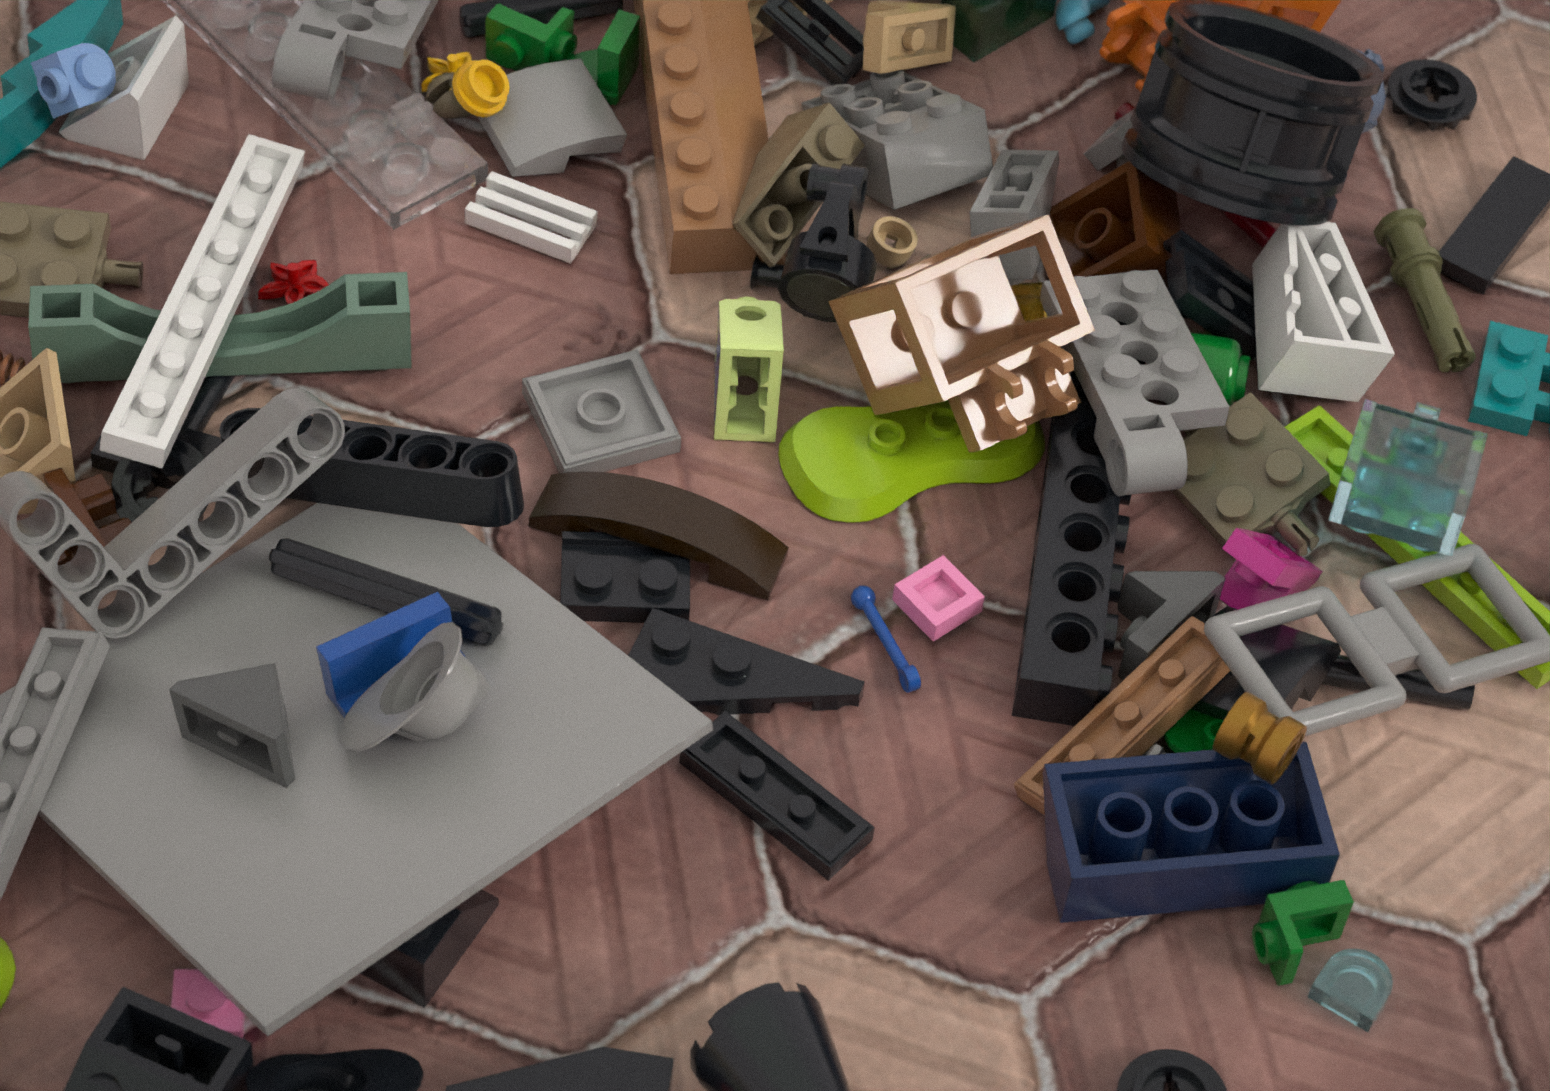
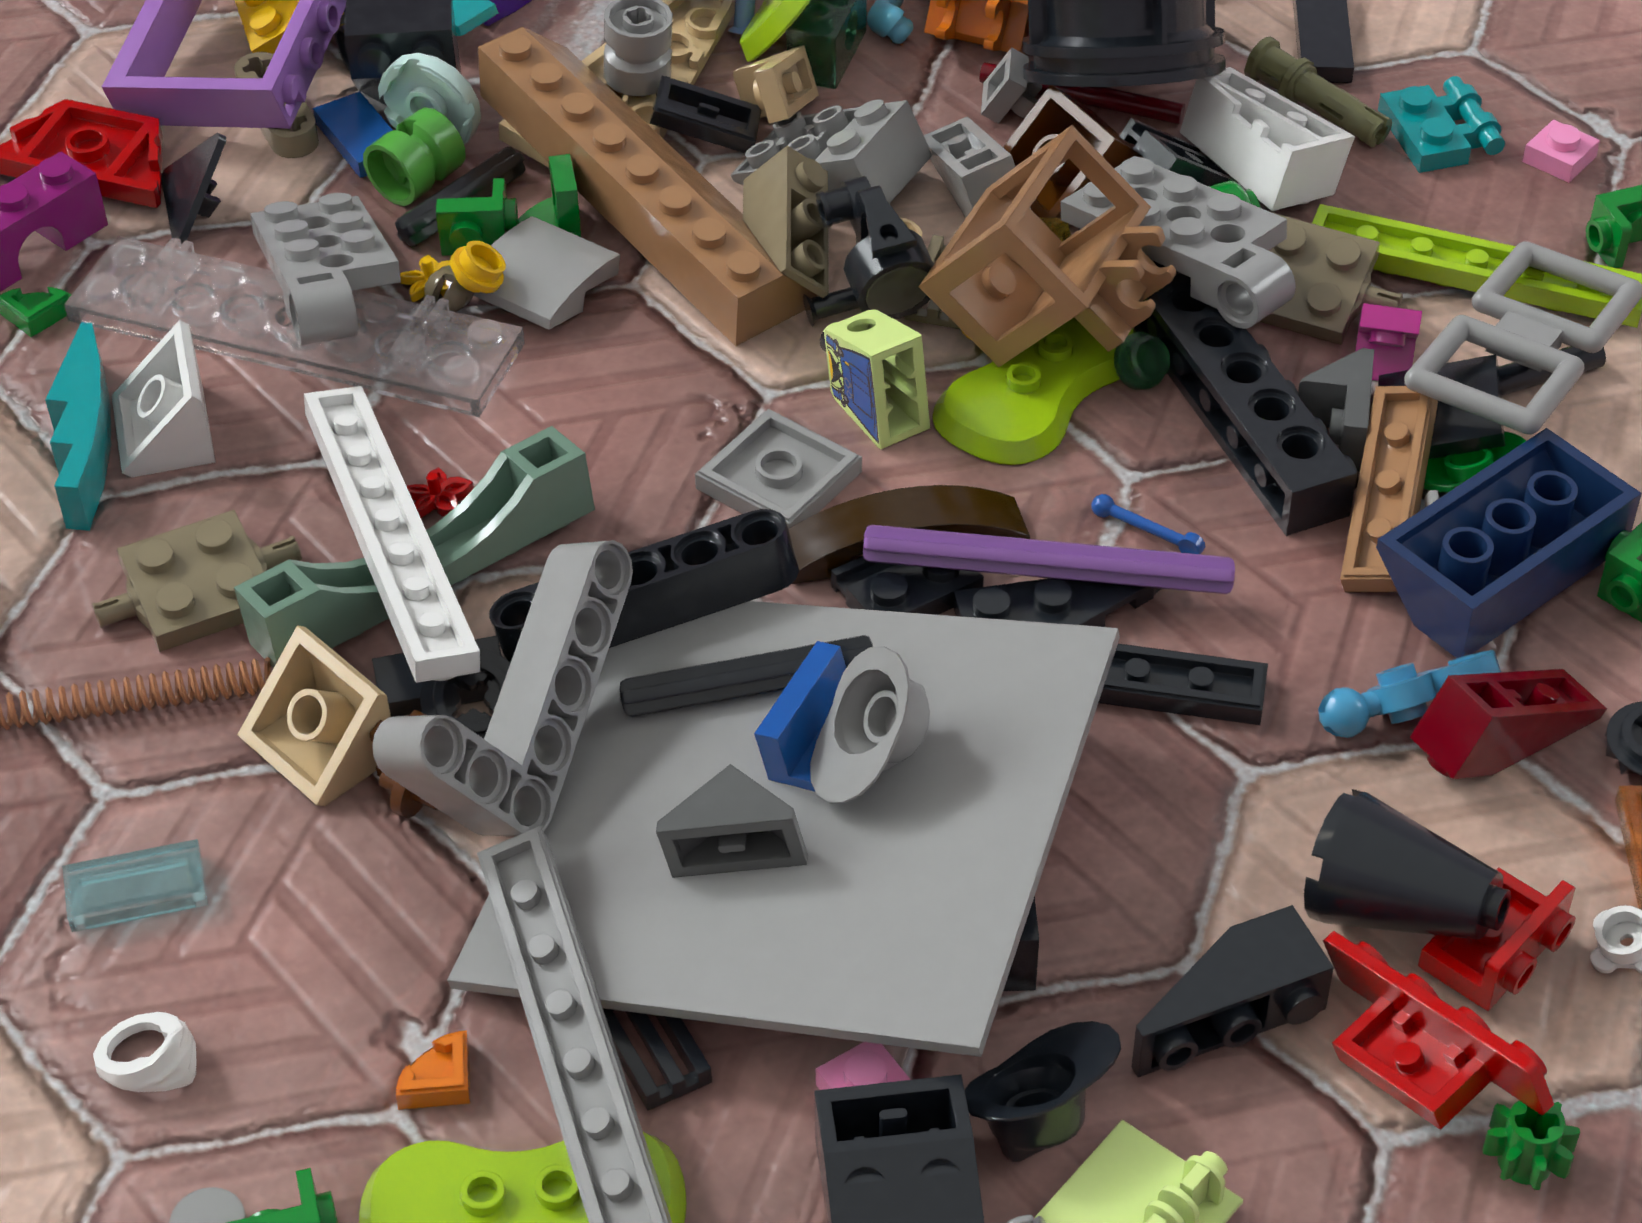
camera: 25 degrees left, 5 degrees down
(38, 885) = (684, 1044): none -> black tile
(74, 78) = (129, 400): light blue plate -> none
(535, 210) = (590, 353): white tile -> none
(751, 625) = (1049, 559): none -> medium lavender axle
(938, 598) = (1165, 474): bright pink plate -> none
(971, 923) = (1399, 693): none -> dark azure piece
(1012, 475) = (1141, 361): none -> clear green plate
(1040, 997) = (1501, 718): none -> dark red slope
(1259, 737) = (1525, 434): pearl gold wheel -> none
(1408, 477) = (1450, 211): clear light blue hinge -> none

